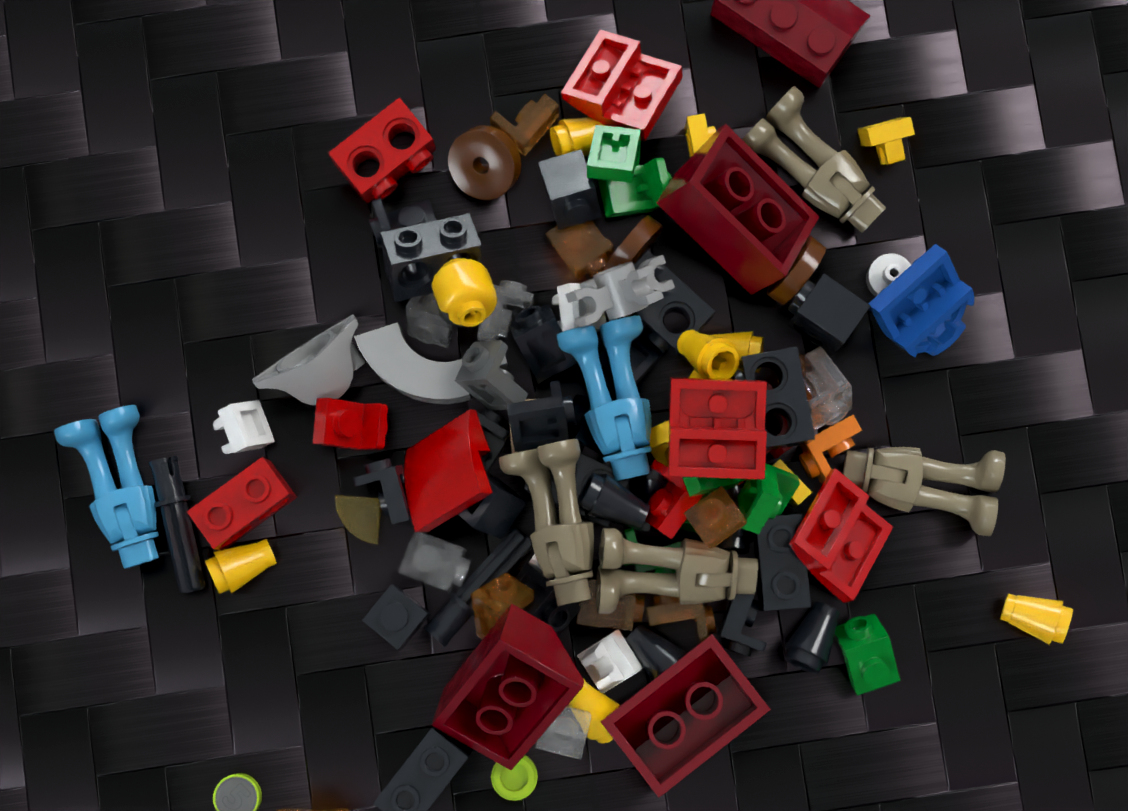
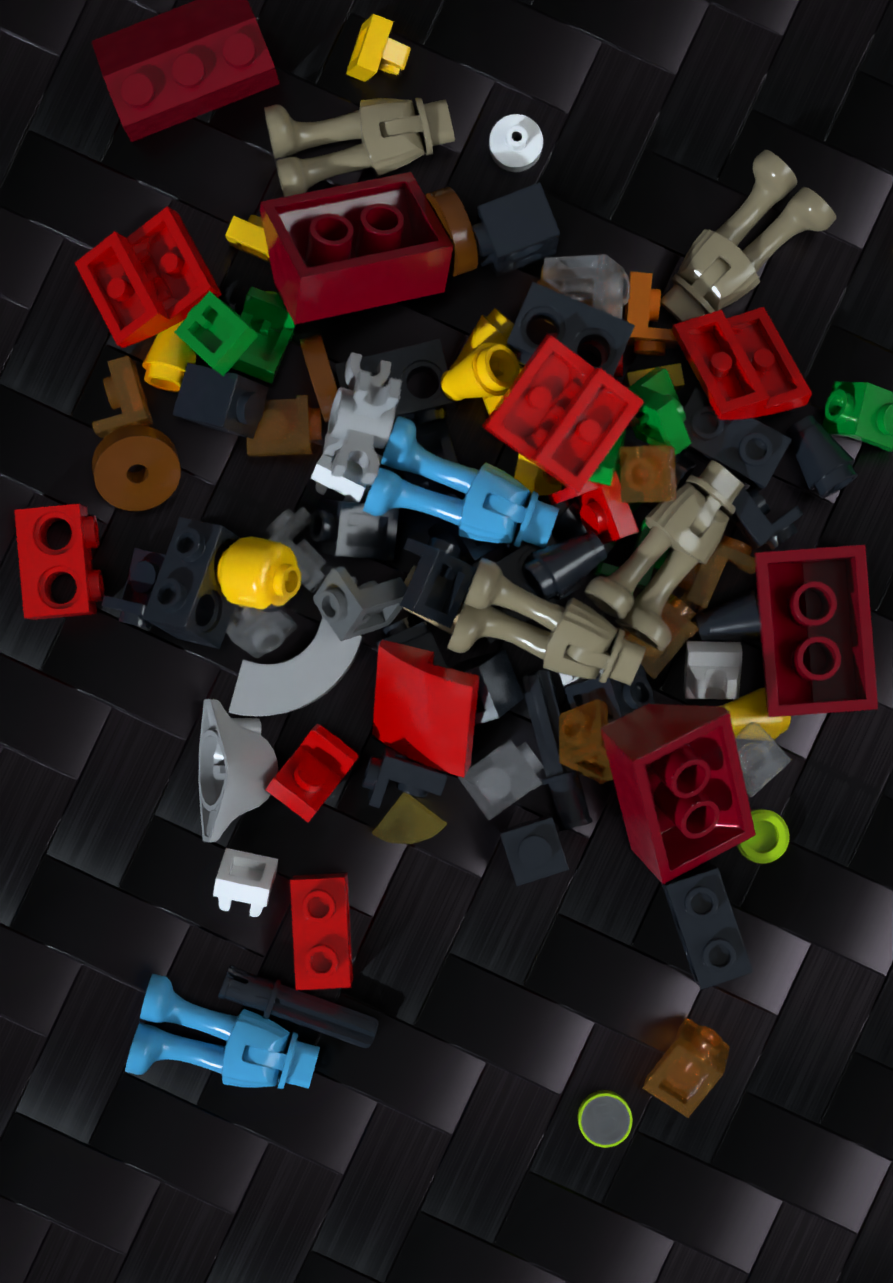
camera: 55 degrees left, 5 degrees up
(239, 565) = (379, 972): yellow cone -> none
(924, 305) = (568, 128): blue slope -> none

